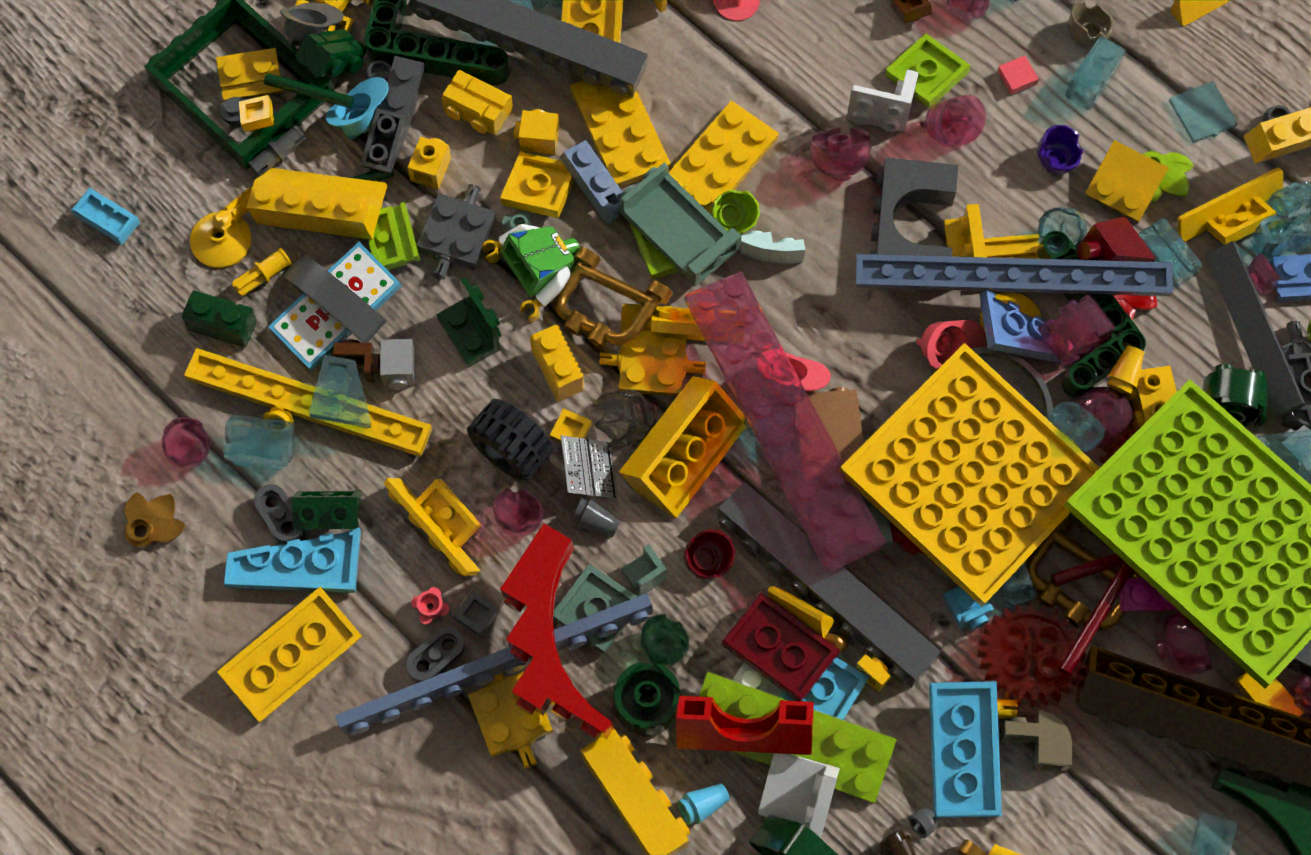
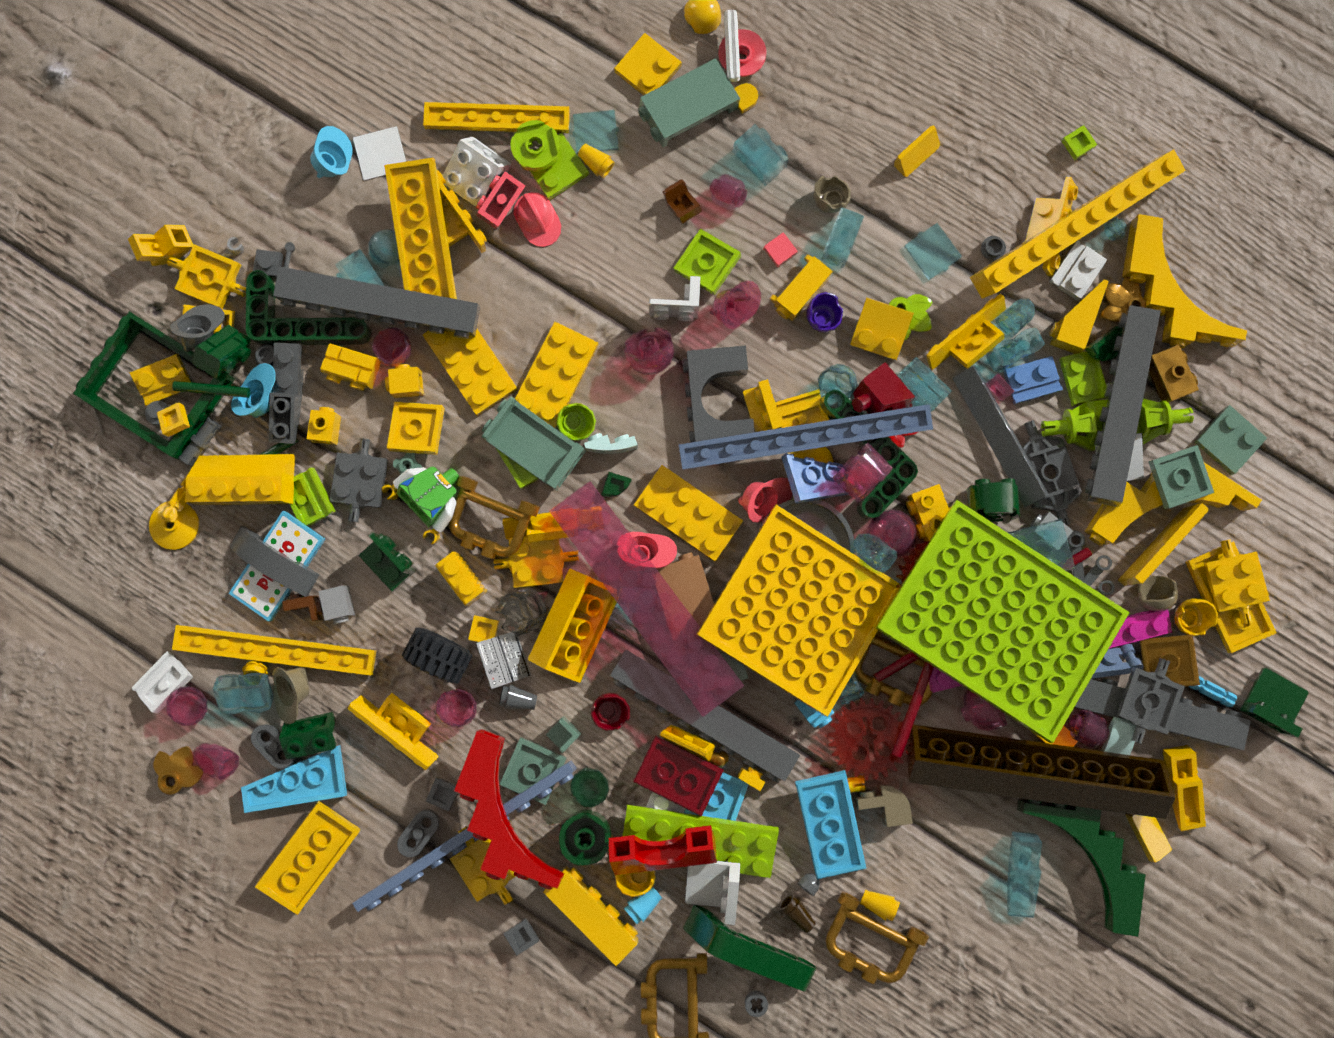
camera: 10 degrees left, 15 degrees up
(105, 216) = (76, 526): medium azure plate -> none
(158, 409) = (160, 681): none -> white plate
(204, 515) = (216, 760): none -> clear pink rock
(219, 318) = (187, 596): dark green brick -> none
(261, 272) = (212, 548): yellow axle -> none
(315, 451) = (289, 690): none -> dark tan piece
(340, 394) = (296, 642): clear light blue wing -> none
(431, 596) = (405, 801): coral plate -> none
(532, 89) = (392, 347): none -> clear pink hair
(538, 810) = (521, 936): none -> dark grey plate
(593, 180) = (458, 416): sand blue plate -> none
(701, 767) = (635, 883): none -> yellow hair
(770, 296) = (615, 484): none -> dark green tile
(851, 346) = (688, 513): none -> yellow plate
(1029, 124) = (802, 288): none -> yellow brick
(1126, 371) = (906, 498): yellow cone -> none

